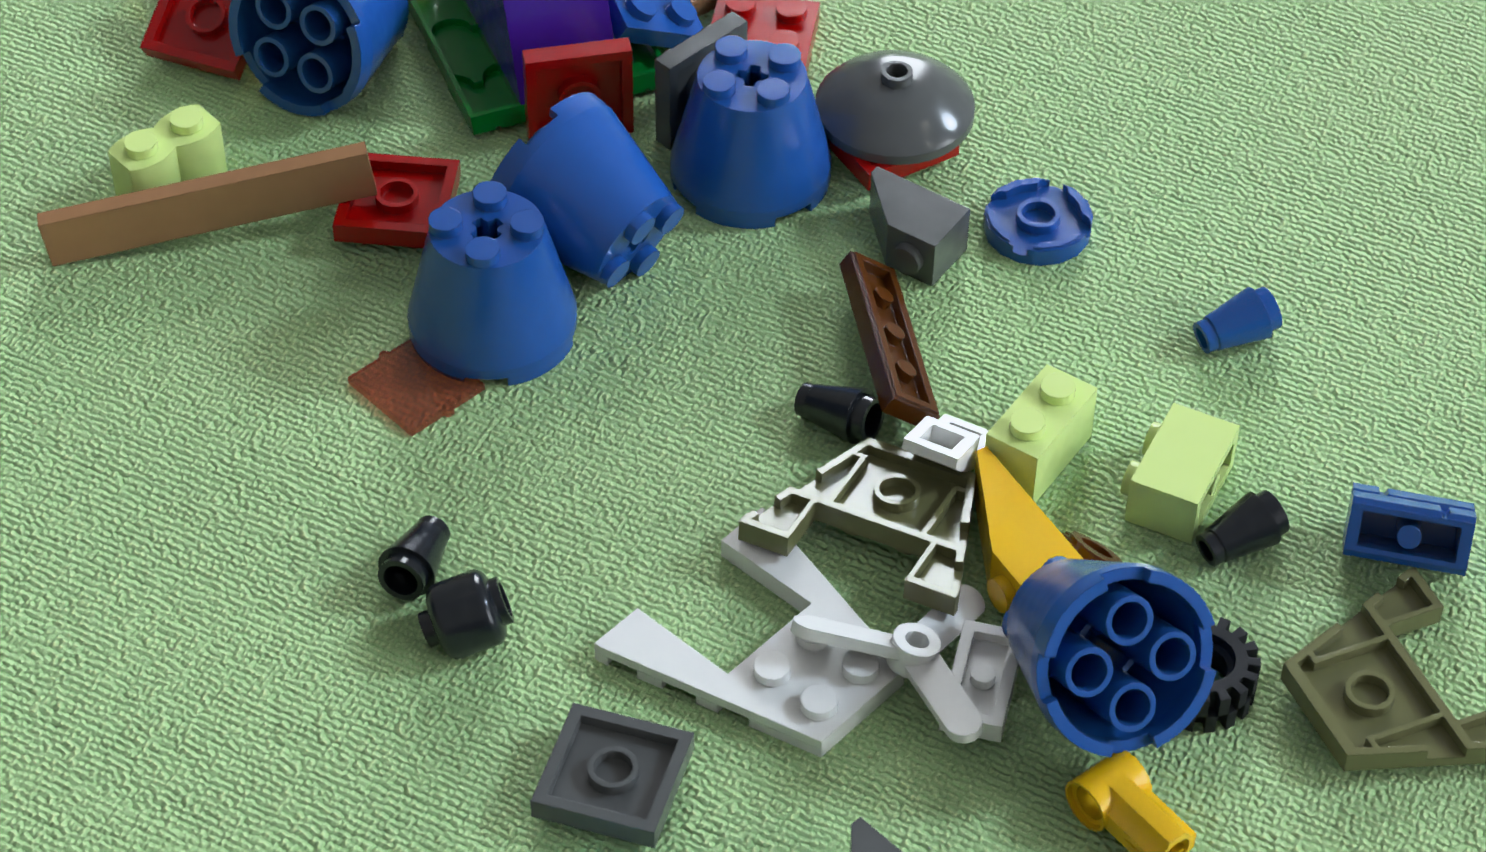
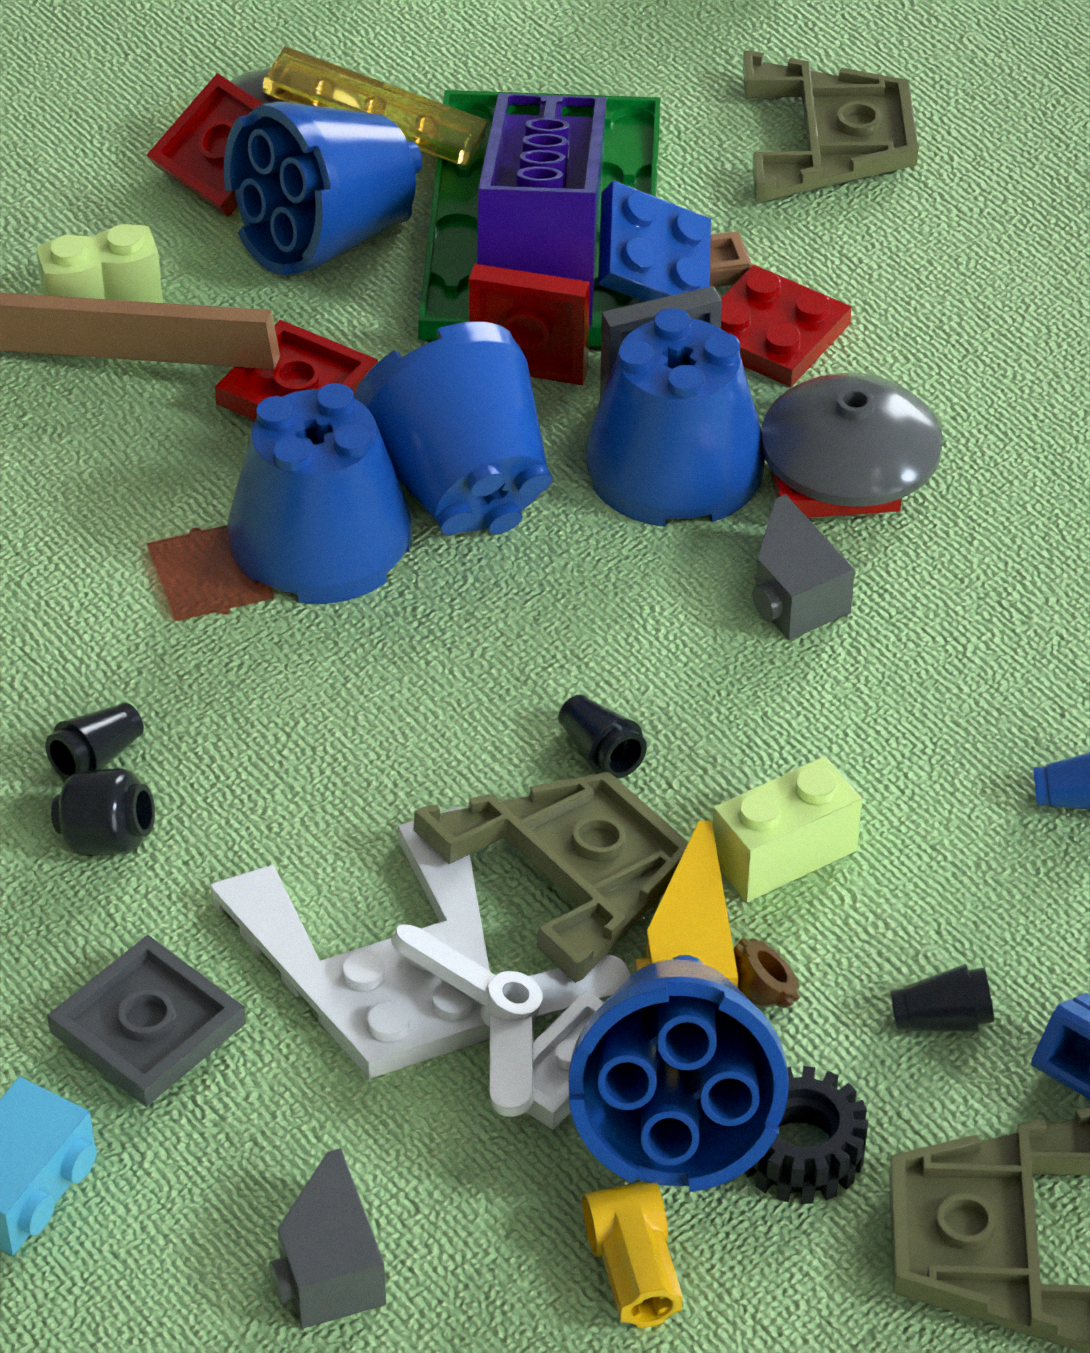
camera: 25 degrees right, 0 degrees up
(888, 339) = (691, 680): reddish brown tile -> none
(946, 442) = (670, 804): white slope -> none
(1040, 236) = (939, 624): blue tile -> none
(1179, 472) = (914, 919): yellowish green brick -> none

